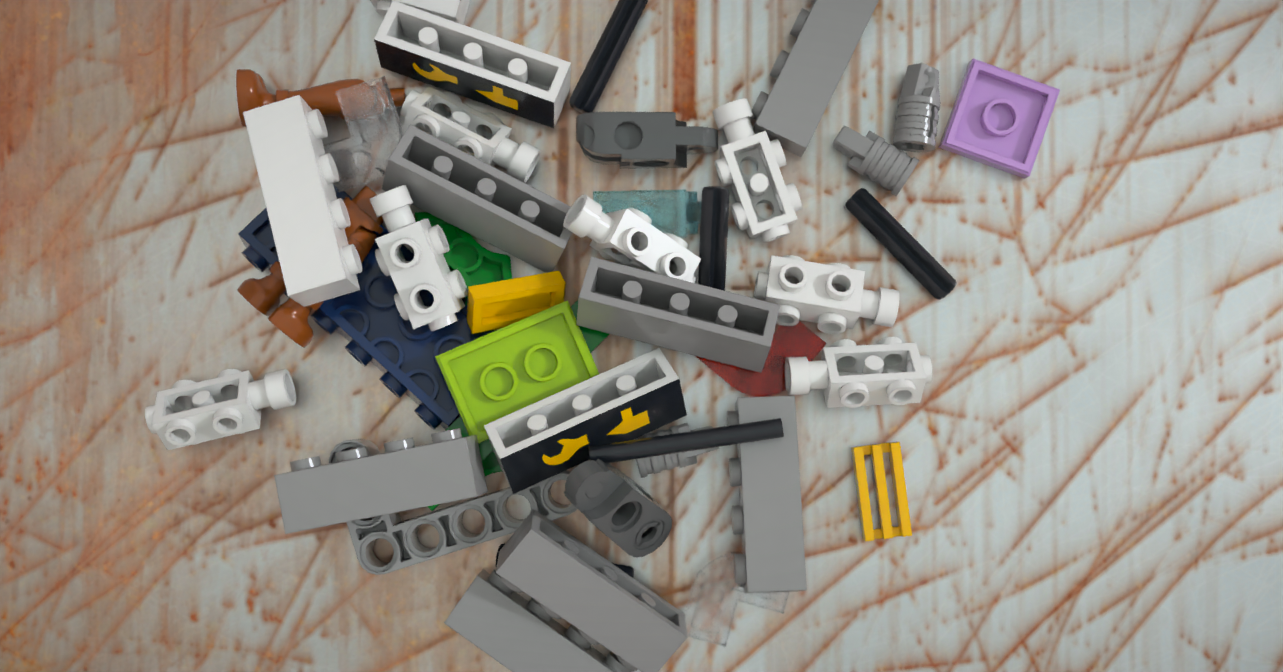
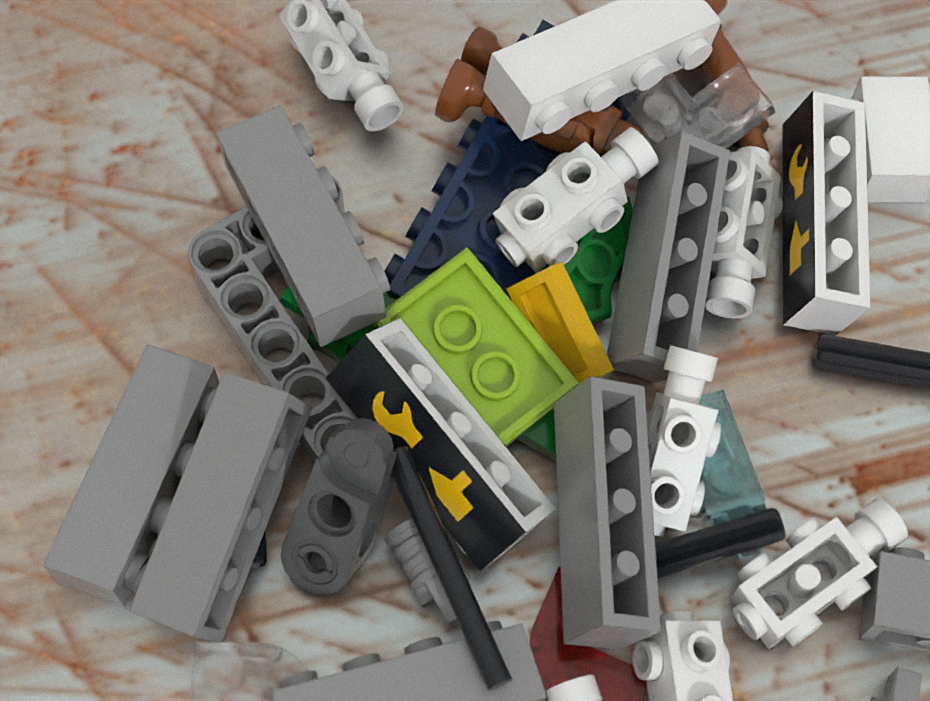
camera: 70 degrees right, 20 degrees down
(642, 139) = (809, 429): dark grey piece -> none

